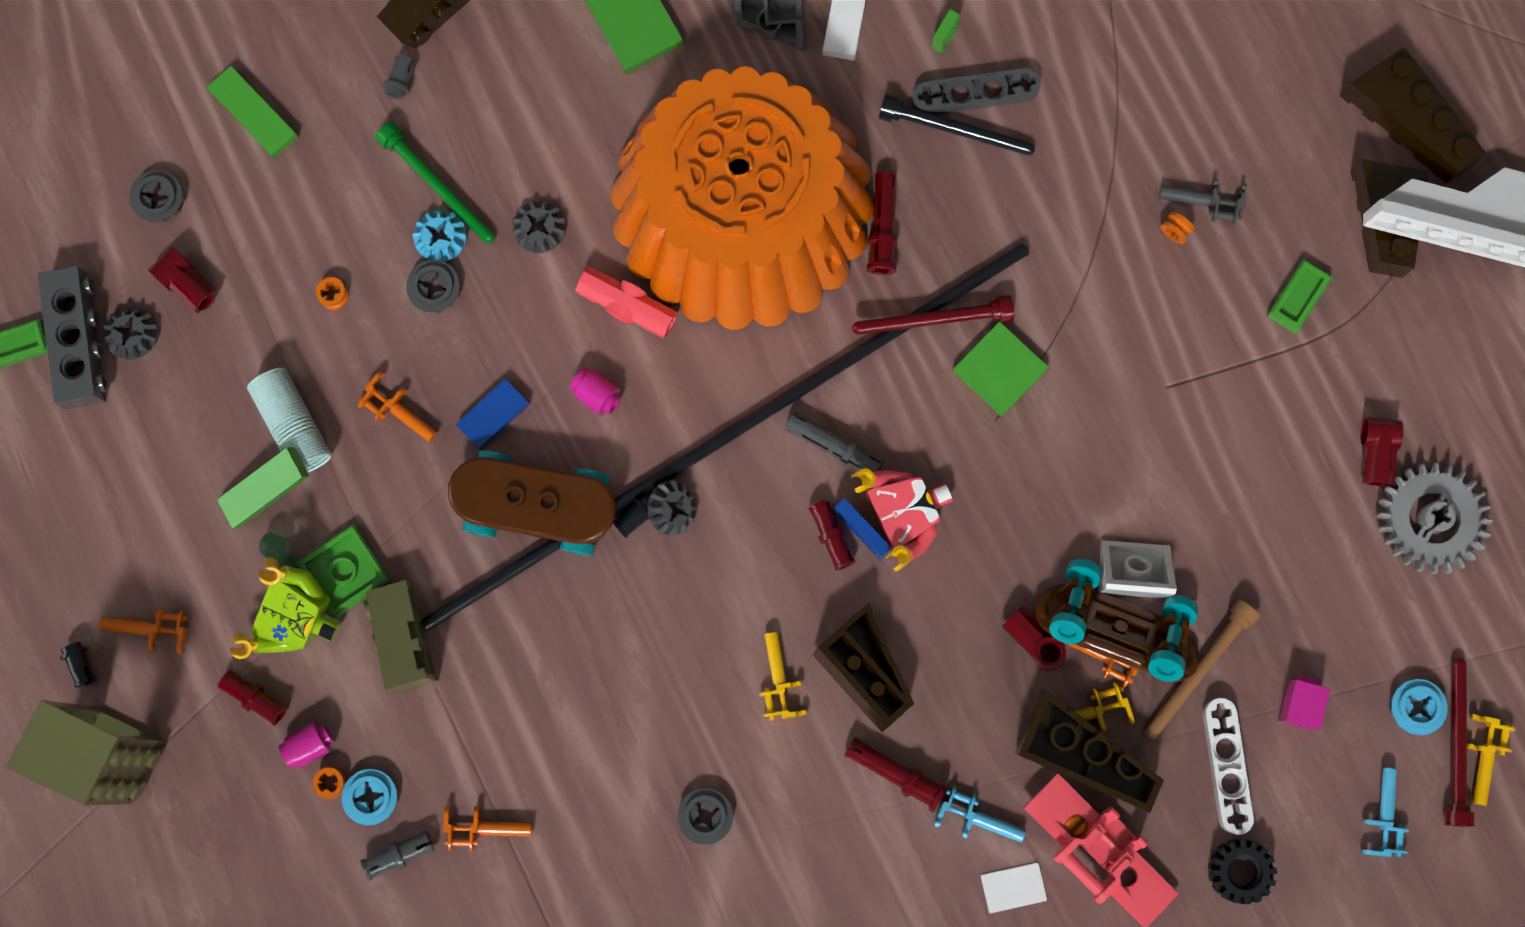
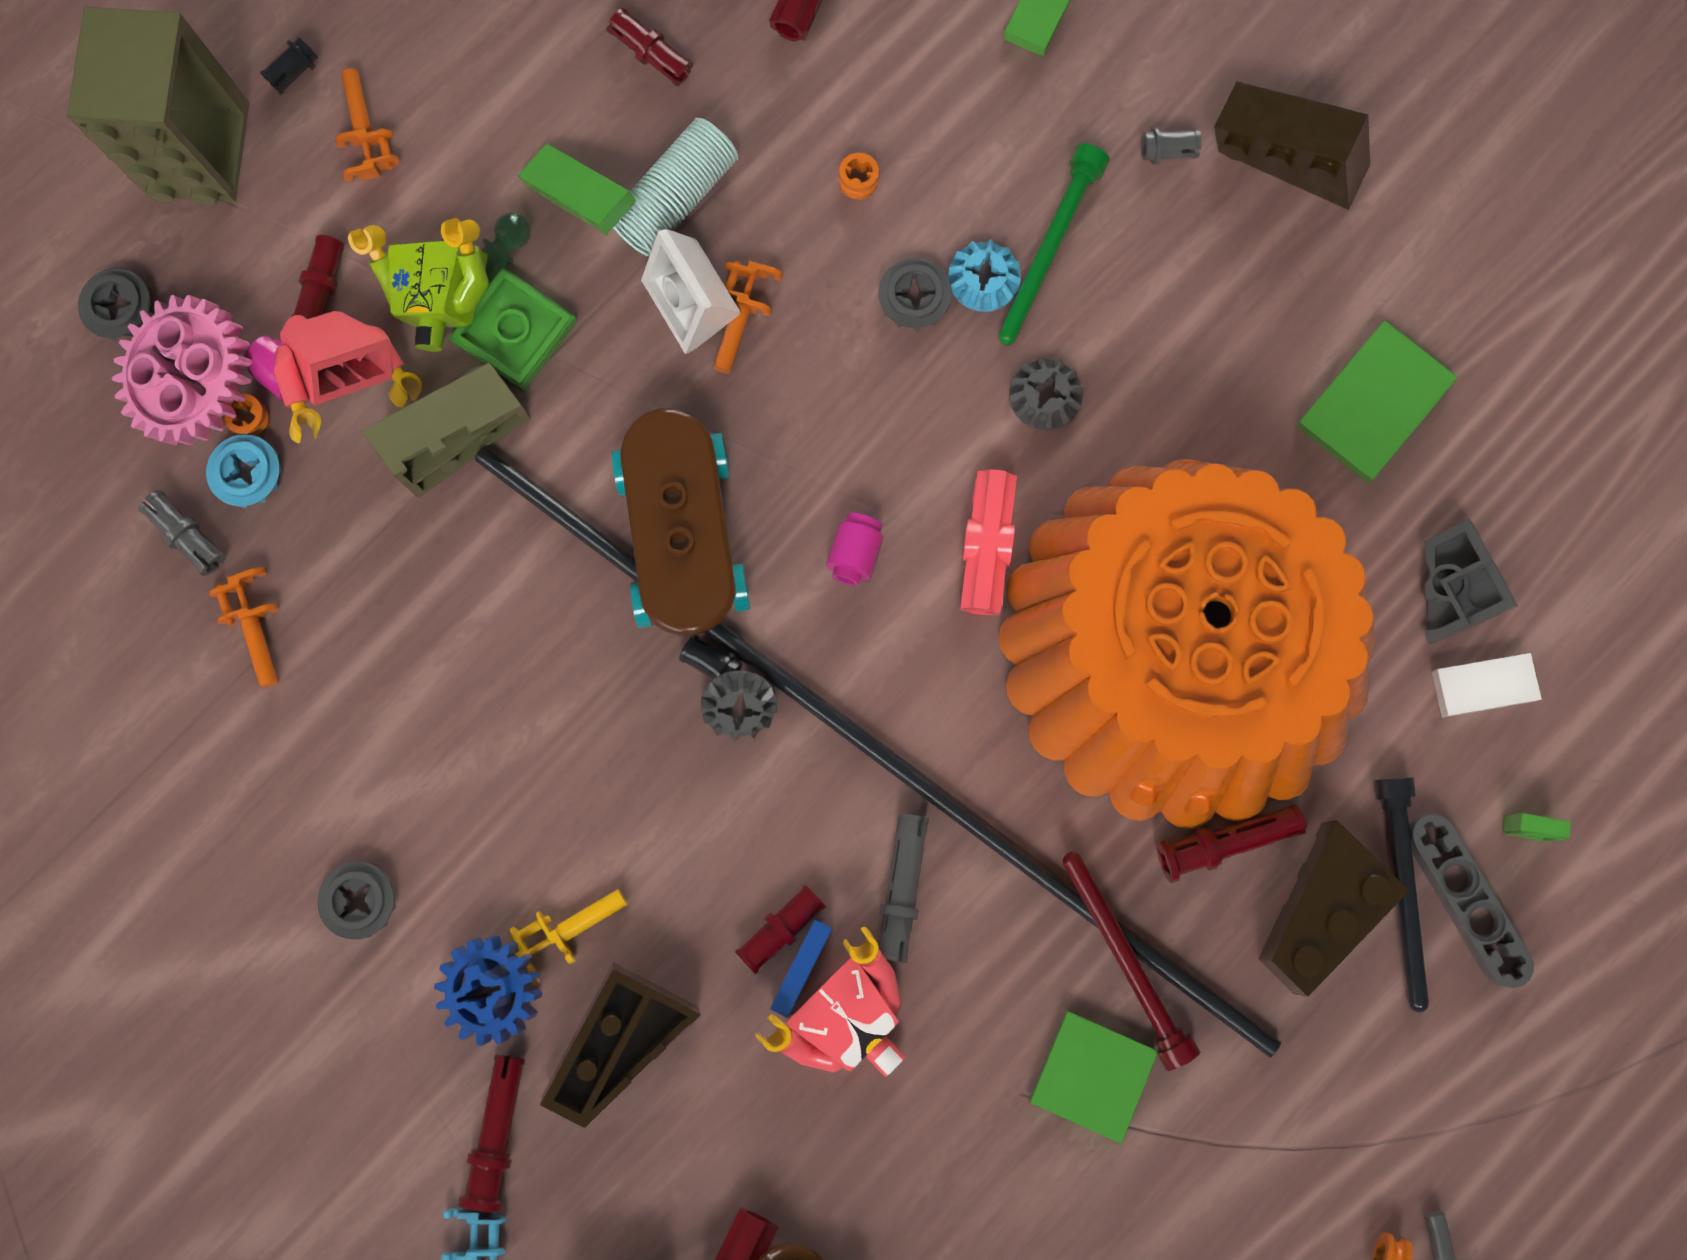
camera: 70 degrees right, 0 degrees up
(176, 402) = (649, 46): none -> dark red pin
(192, 859) = (102, 291): none -> dark grey gear
(262, 787) = (203, 349): none -> bright pink gear
(320, 698) = (334, 358): none -> coral torso
(368, 439) = (687, 289): none -> white slope
(493, 414) = (778, 432): blue tile -> none
(816, 744) = (482, 968): none -> blue gear
(950, 178) = (1330, 910): none -> dark brown wedge

